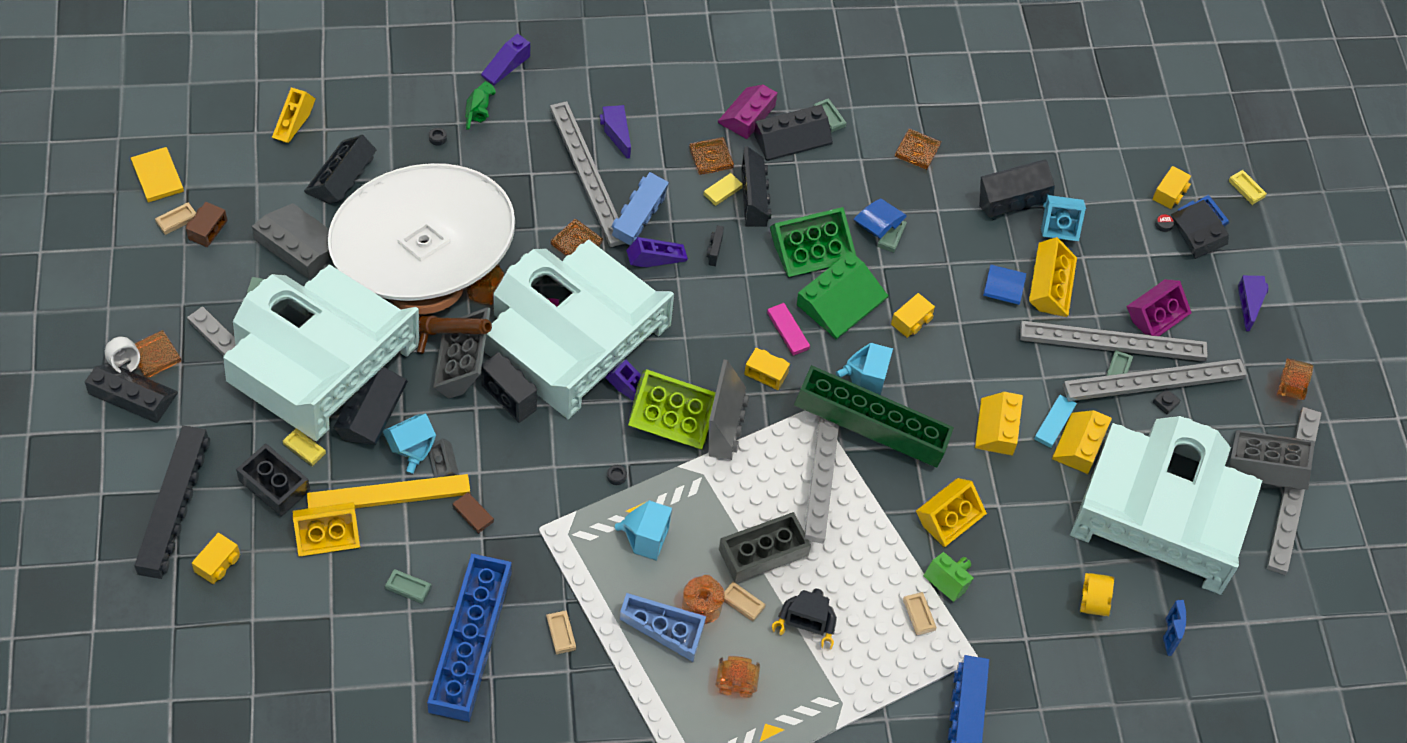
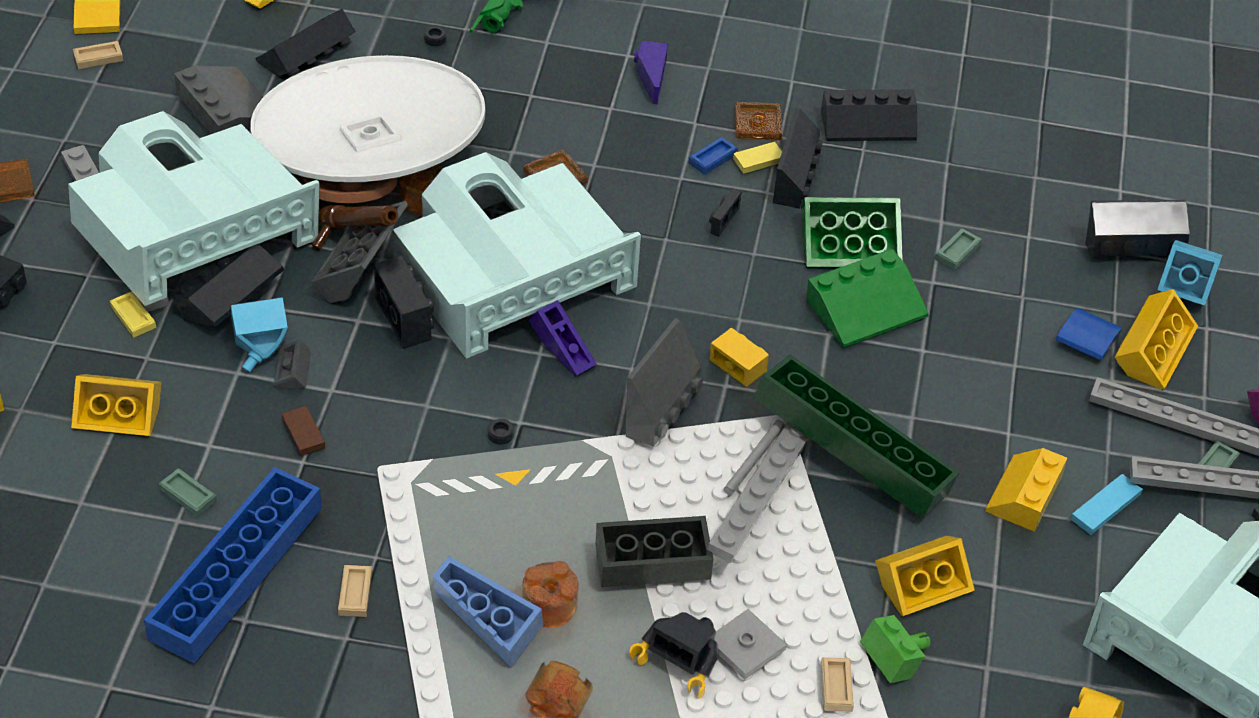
camera: 20 degrees right, 10 degrees down
(206, 224) = (127, 65): reddish brown brick -> none
(273, 479) = (76, 335): black brick -> none
(393, 492) = (219, 386): yellow tile -> none
(586, 170) = (598, 109): light grey plate -> none
(640, 209) = (644, 150): medium blue wedge -> none
(647, 528) = (511, 494): medium azure piece -> none
(651, 252) = (645, 203): dark purple slope -> none
(672, 409) = (591, 368): lime slope -> none
(688, 195) = (713, 155): none -> blue tile
(743, 601) = (604, 612): tan tile -> none
(749, 107) = (835, 74): magenta slope -> none
(788, 329) = (784, 322): dark pink tile -> none
(805, 449) = (753, 458): none -> light grey bar
(835, 119) = (926, 110): sand green tile -> none
(850, 599) = (748, 644): none -> light grey plate
(868, 367) = (872, 380): medium azure piece -> none
(879, 218) = (946, 224): blue slope -> none
(913, 315) = (952, 340): yellow brick -> none
(918, 149) = (1025, 166): clear orange tile -> none
(1082, 439) = (1133, 531): yellow slope -> none

